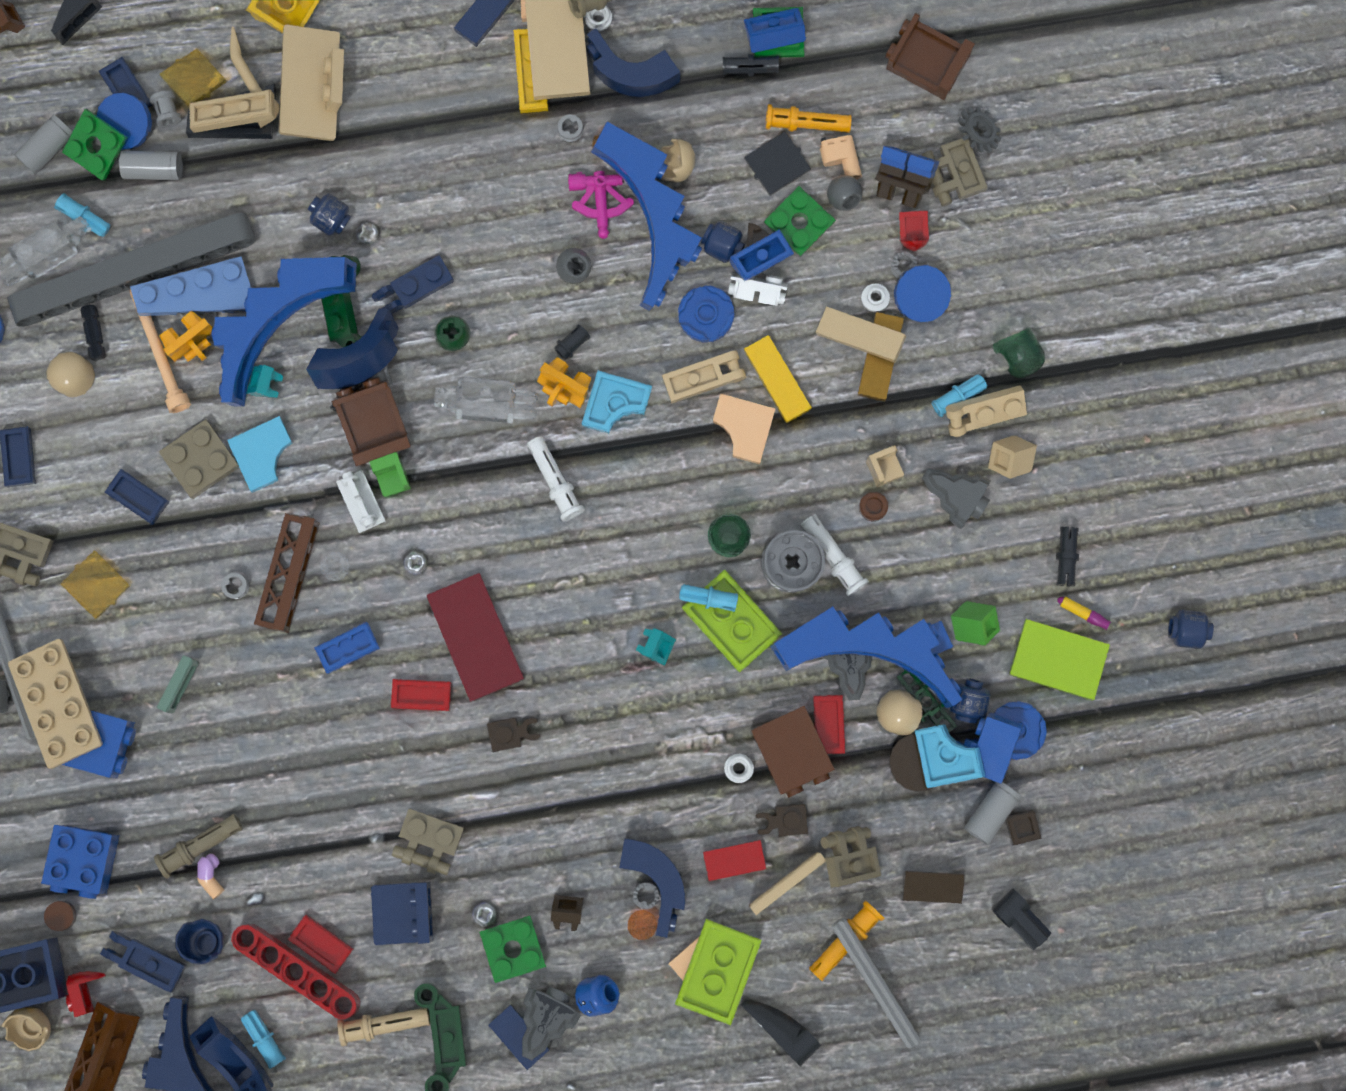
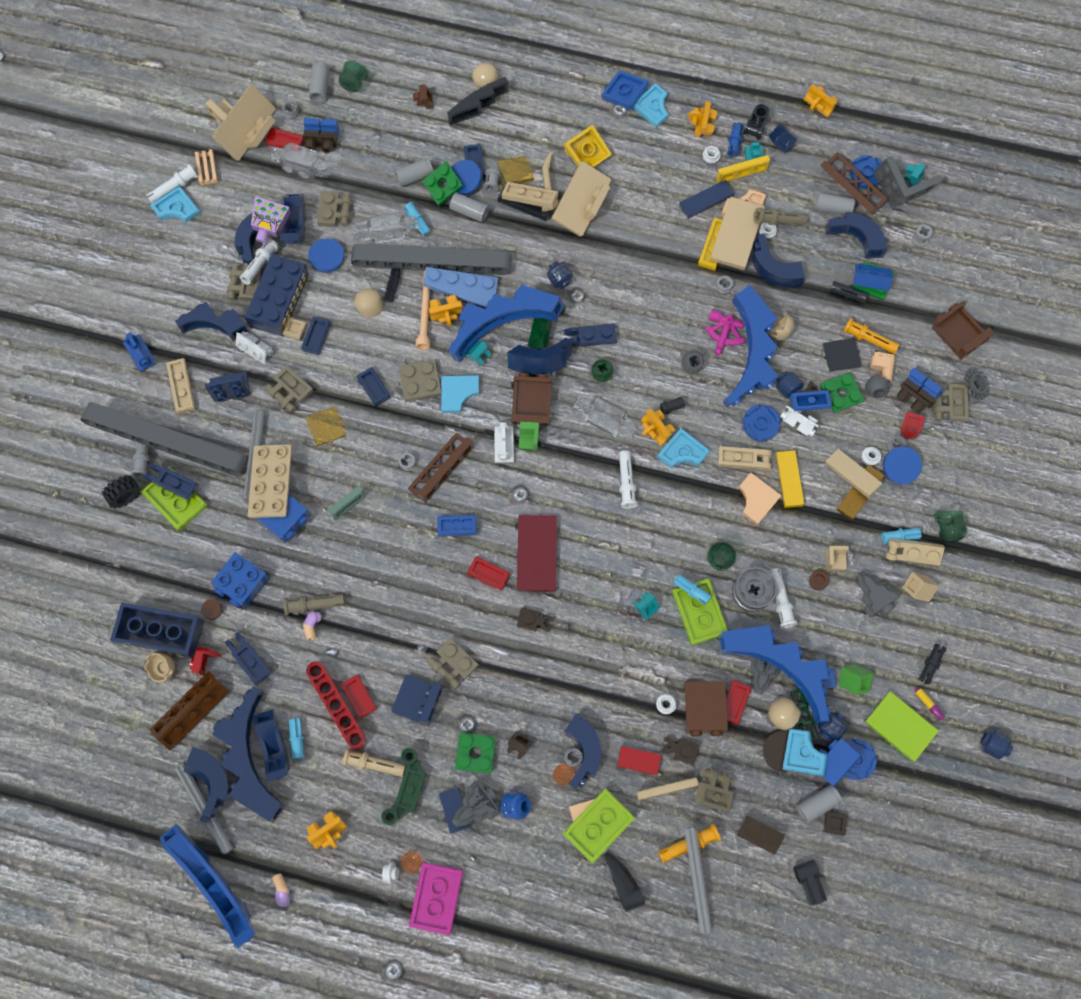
camera: 25 degrees right, 10 degrees down
(199, 941) = (287, 661): dark blue hair -> none

